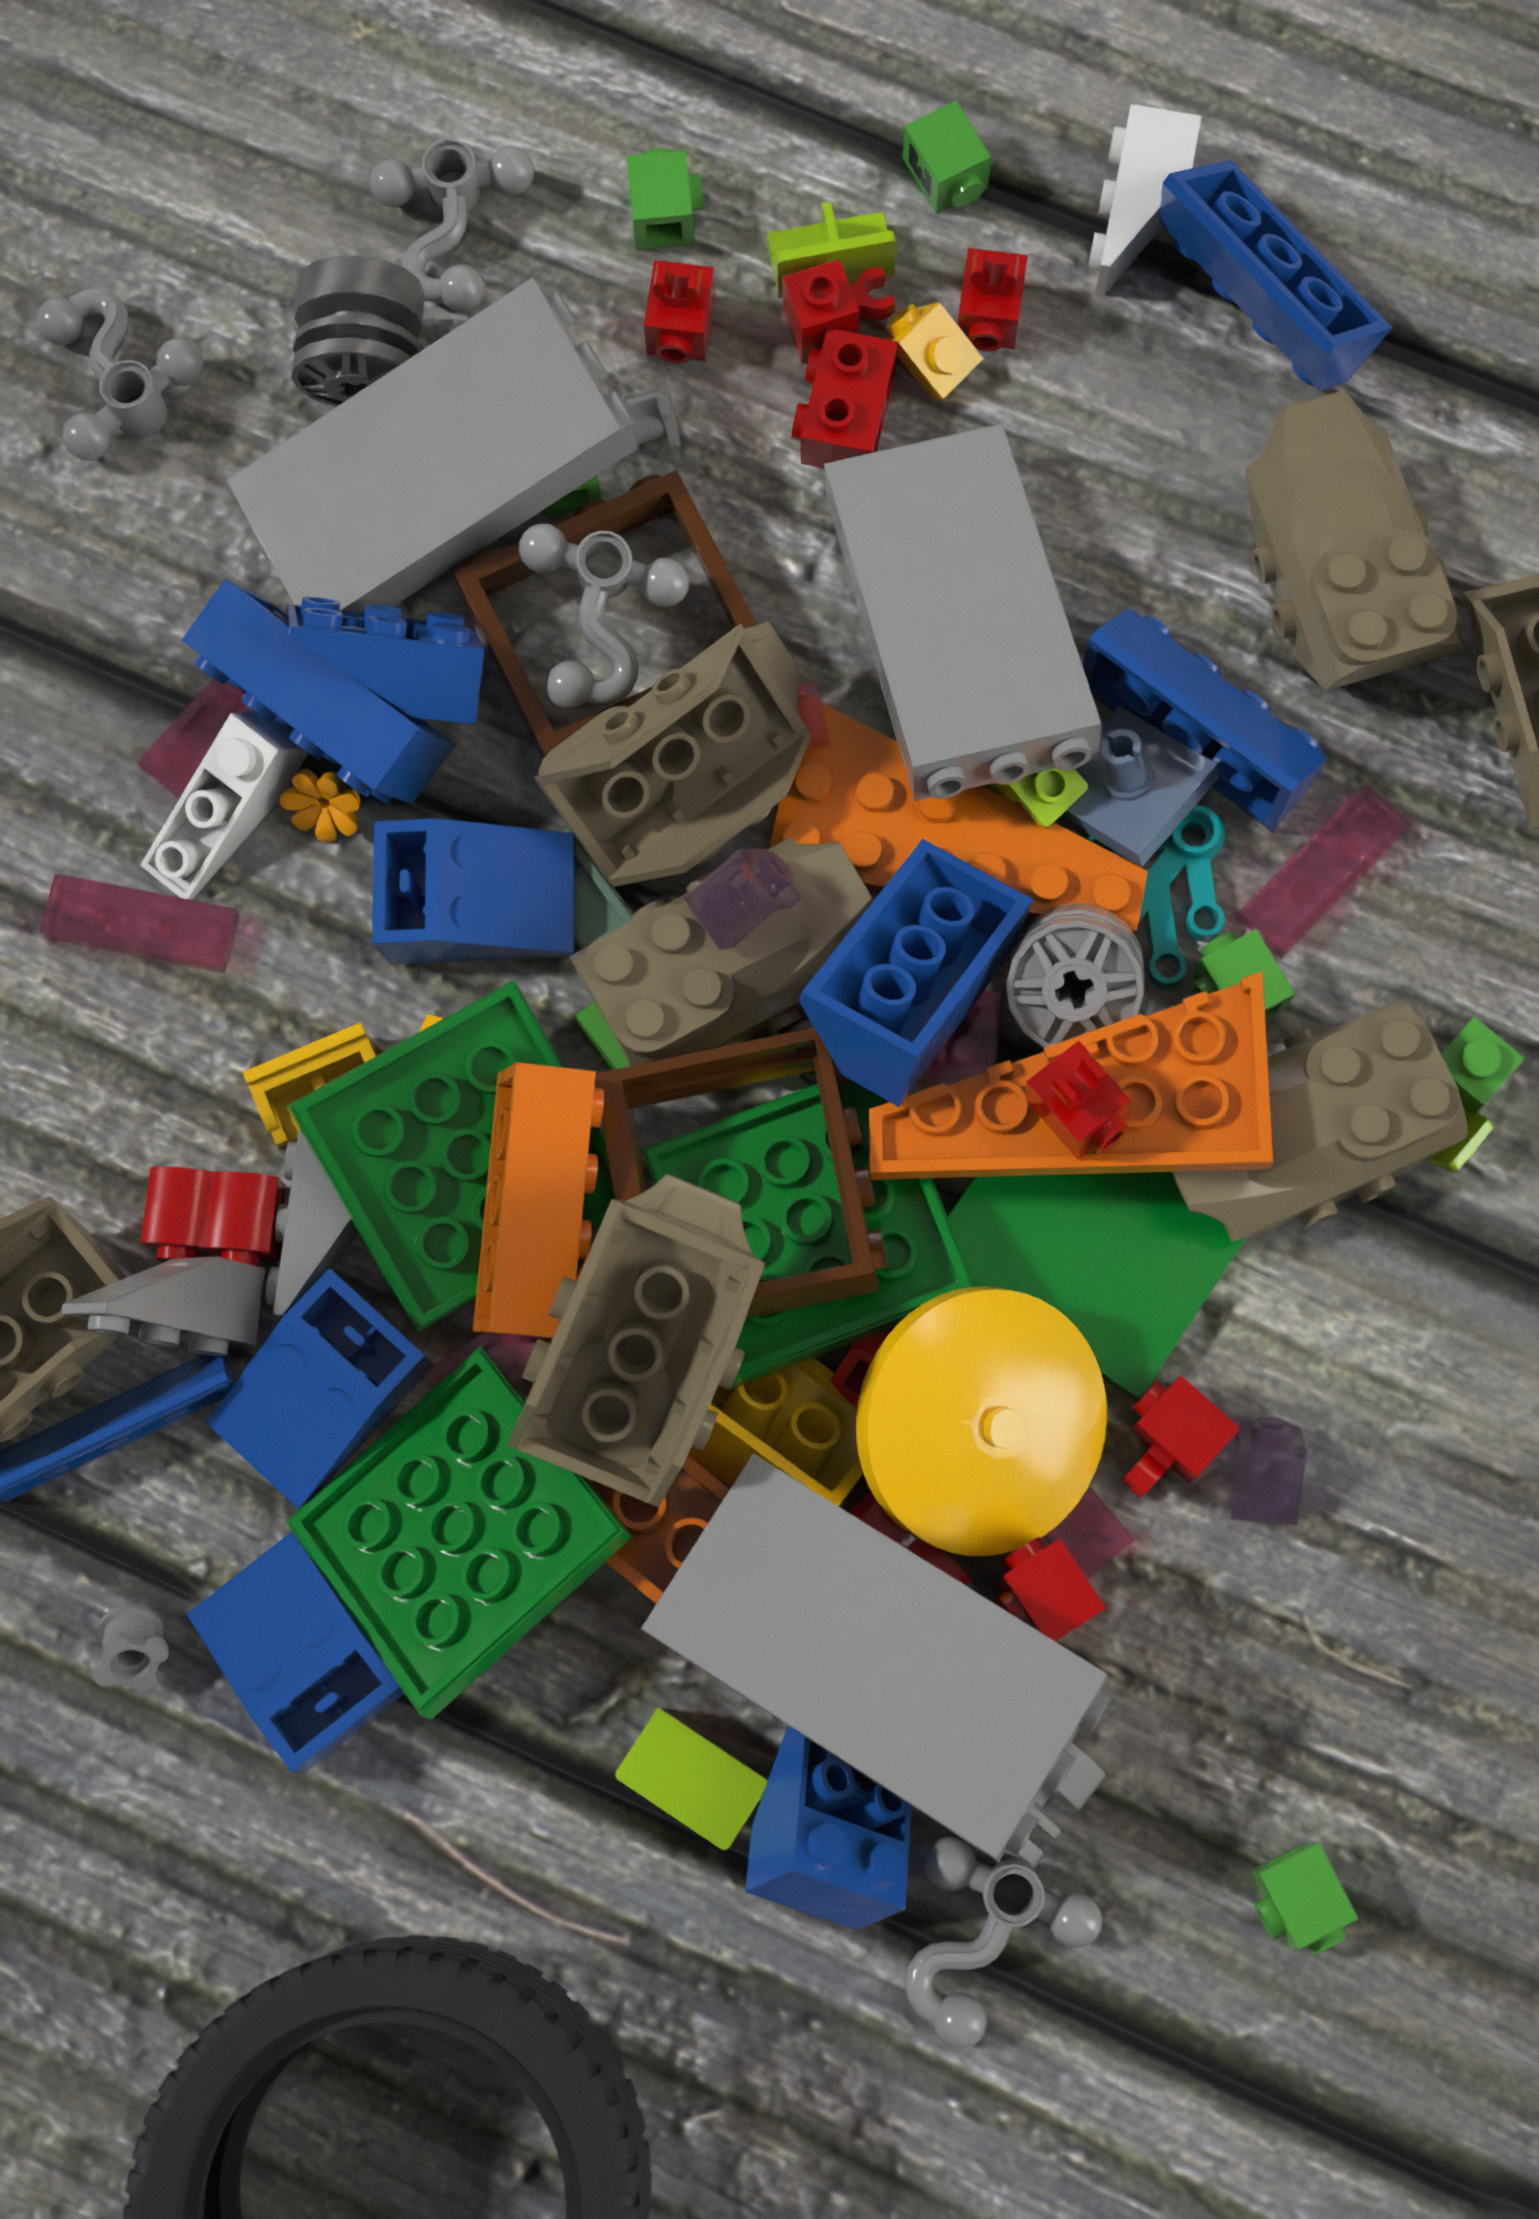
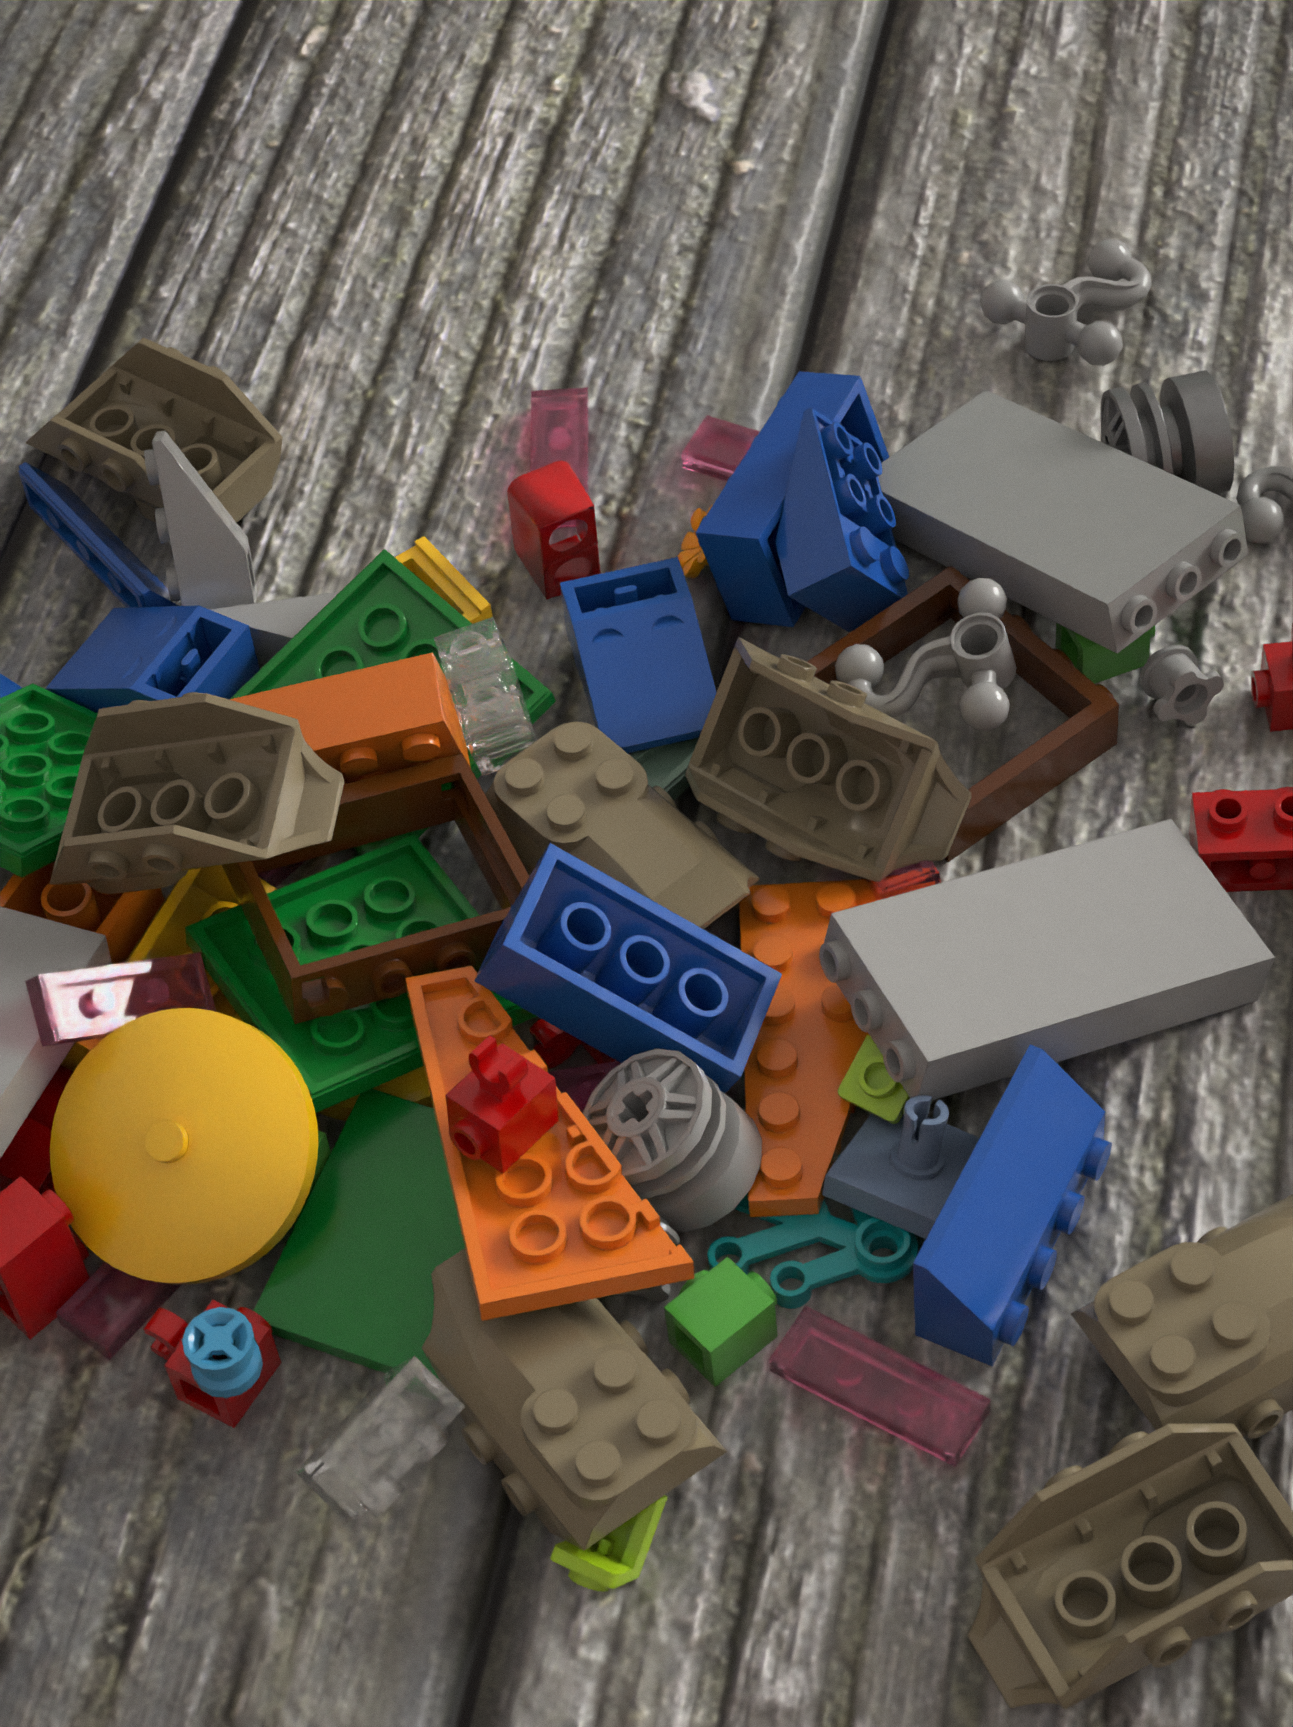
camera: 80 degrees right, 25 degrees down
(212, 1214) = (294, 553): red brick -> none
(224, 801) = (672, 473): white slope -> none
(278, 937) = (542, 499): none -> red piece
(537, 1032) = (485, 694): none -> clear brick
(742, 895) = (668, 812): clear purple bracket -> none
(822, 1452) = (102, 998): none -> clear pink tile
(1226, 1408) = (222, 1333): none -> dark azure wheel
(1268, 1471) = (192, 1450): clear purple bracket -> none
(1309, 1295) = (380, 1441): none -> clear brick
(1479, 1063) = (676, 1559): bright green brick -> none

